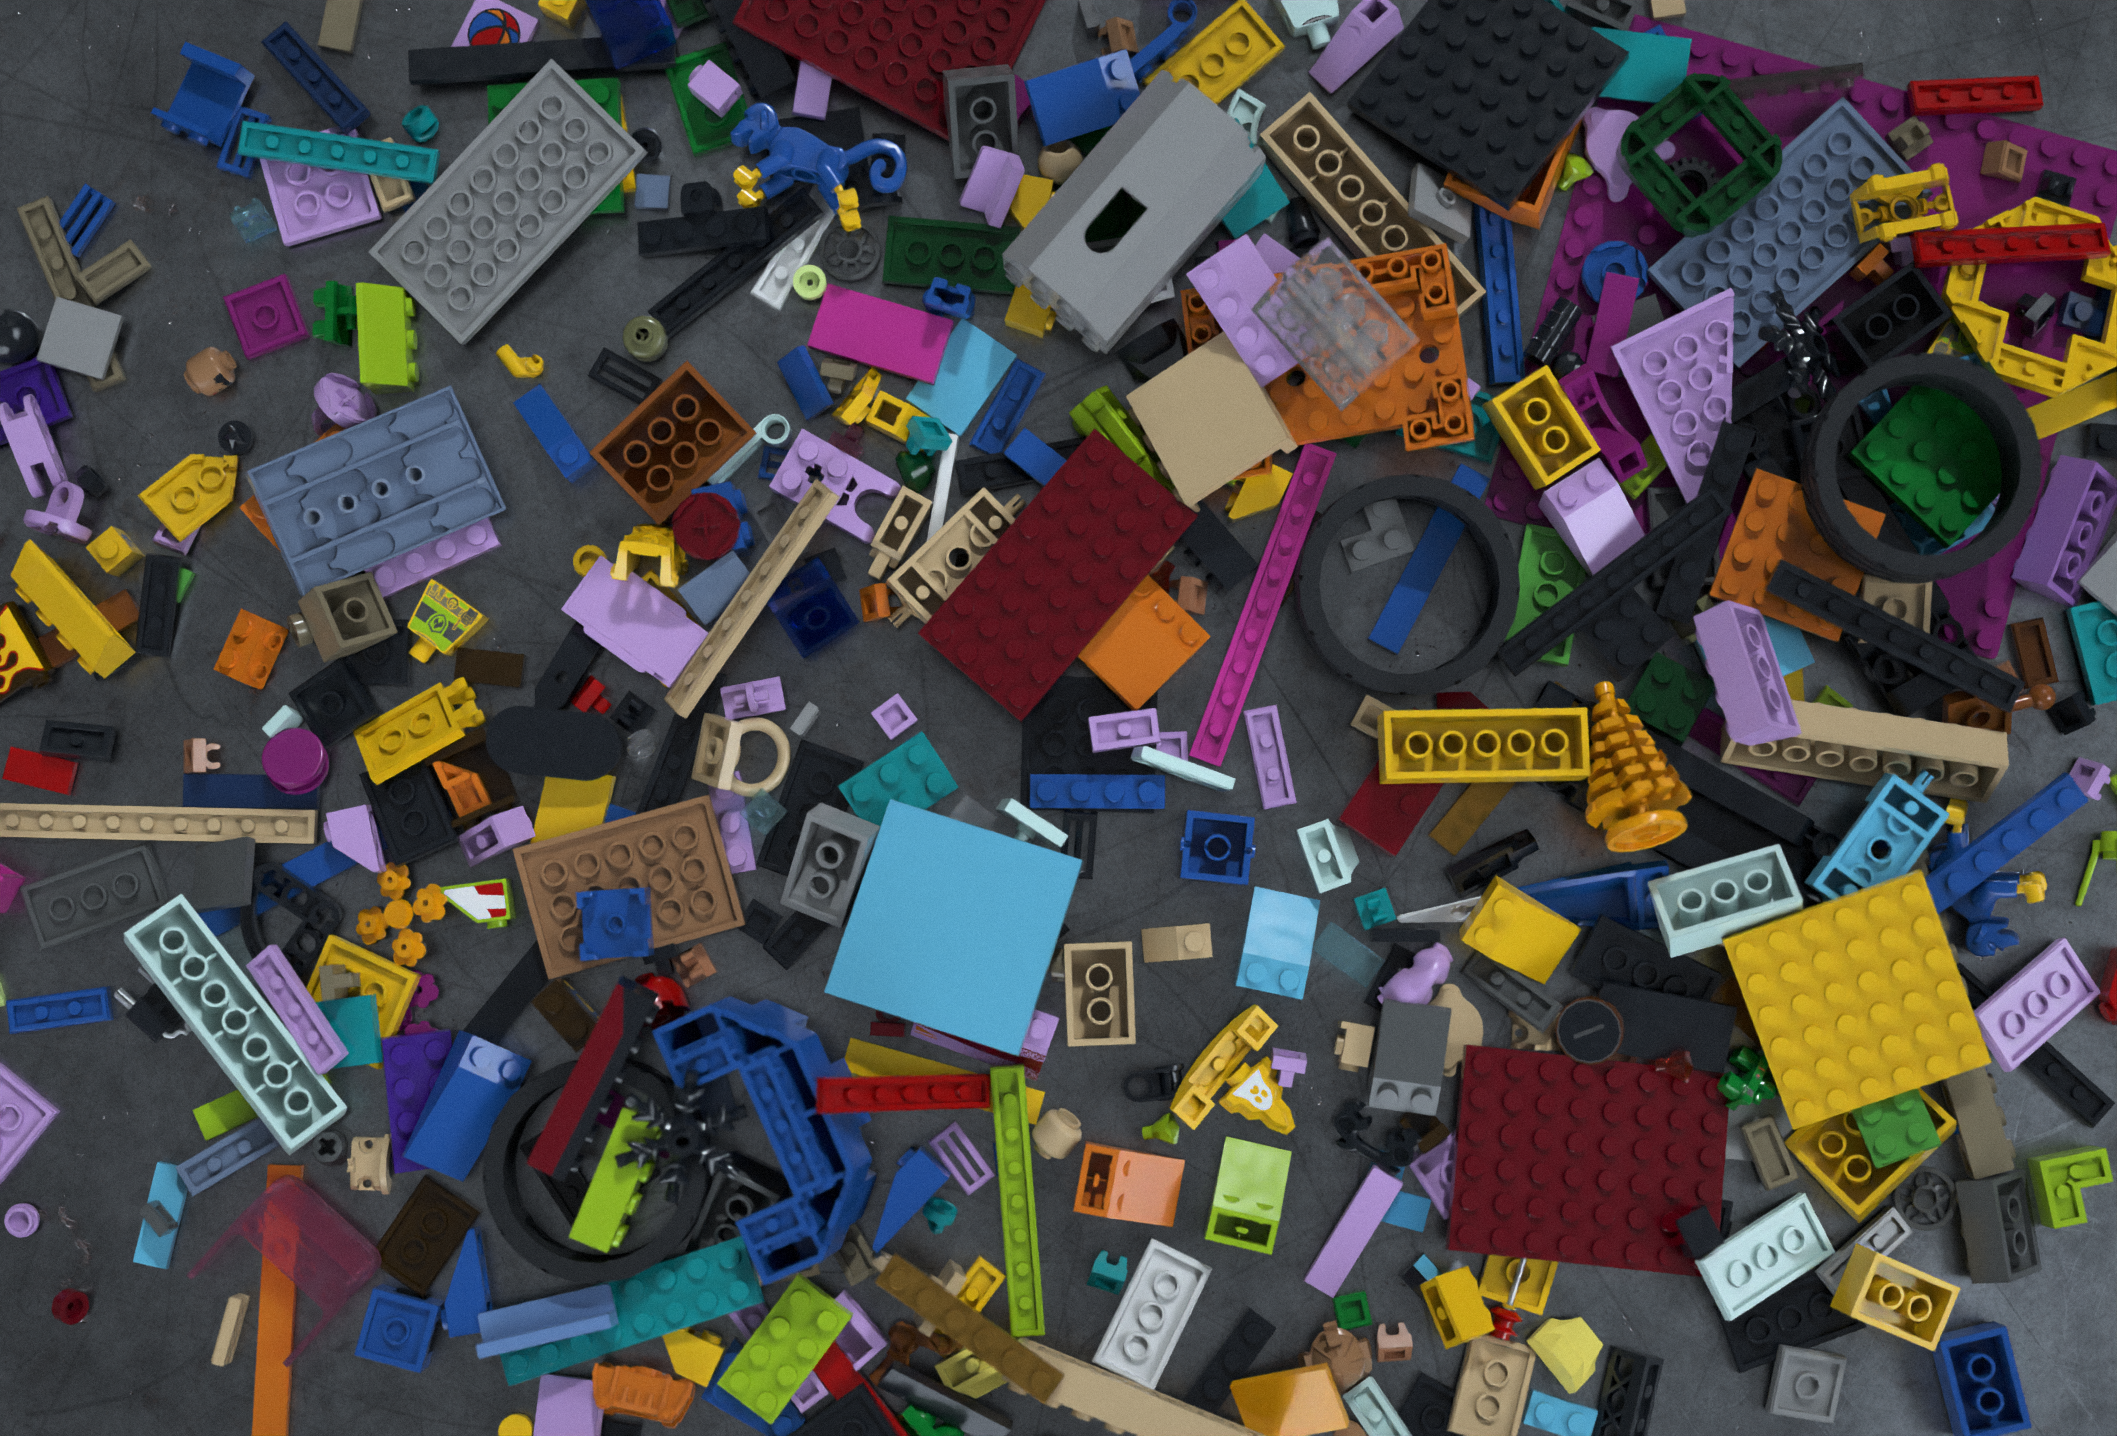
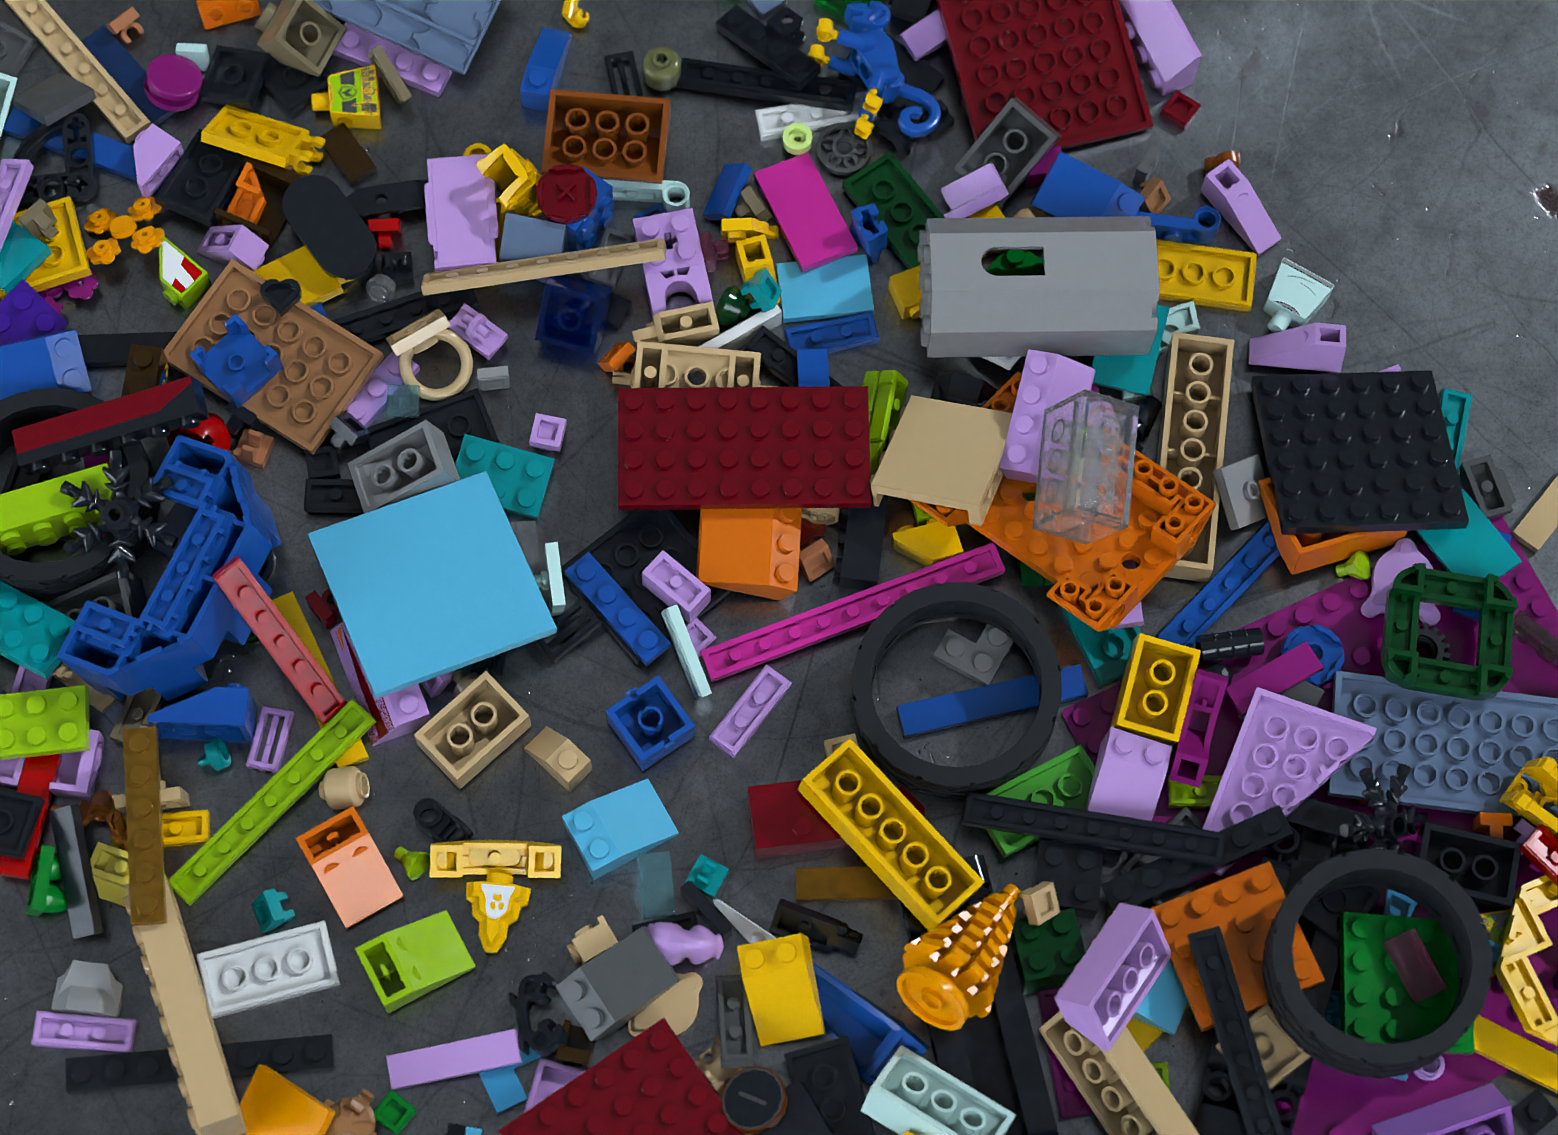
camera: 45 degrees right, 15 degrees down
(450, 574) = (389, 75): none -> dark tan tile
(584, 835) = (281, 295): none -> black tile
(752, 878) = (348, 431): none -> black tile
(1287, 1063) = (536, 908): lavender tile -> none
(1328, 854) = (717, 808): light aqua slope -> none
(1634, 676) = (1040, 903): none -> tan tile
(1940, 438) = (1414, 965): none -> clear pink tile

